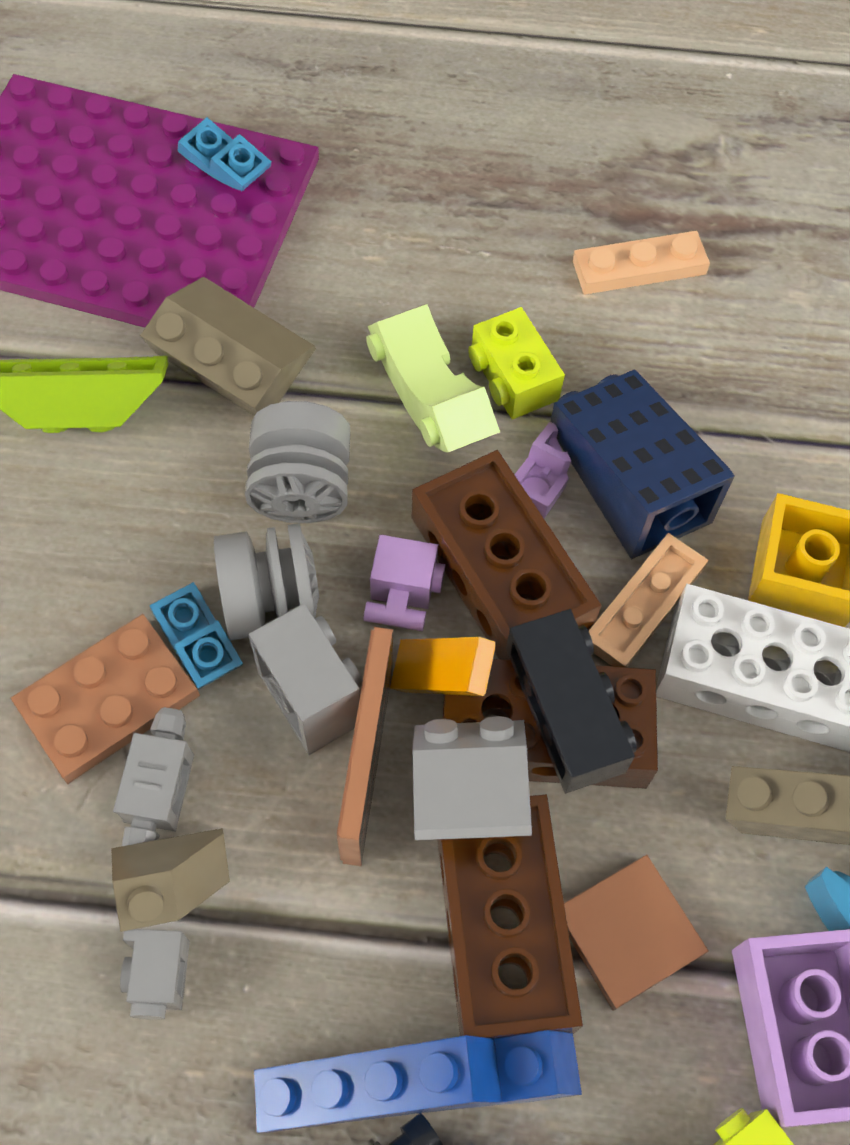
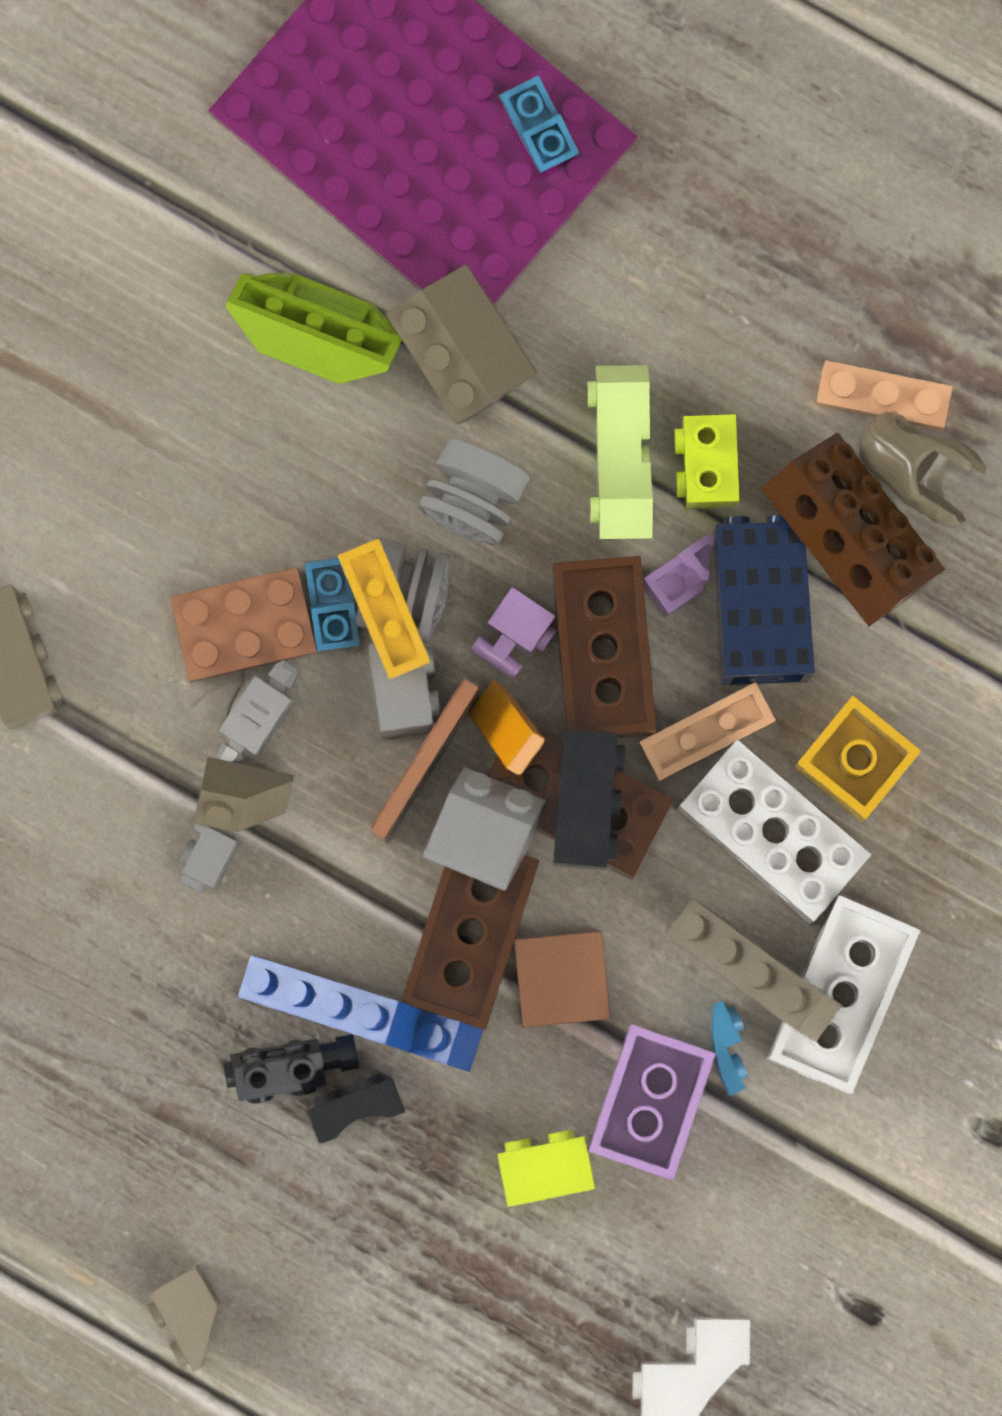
camera: 25 degrees right, 20 degrees up
(251, 584) = (384, 609): none -> yellow plate
(618, 340) = (844, 512): none -> reddish brown brick
(699, 287) = (916, 464): none -> dark tan hair

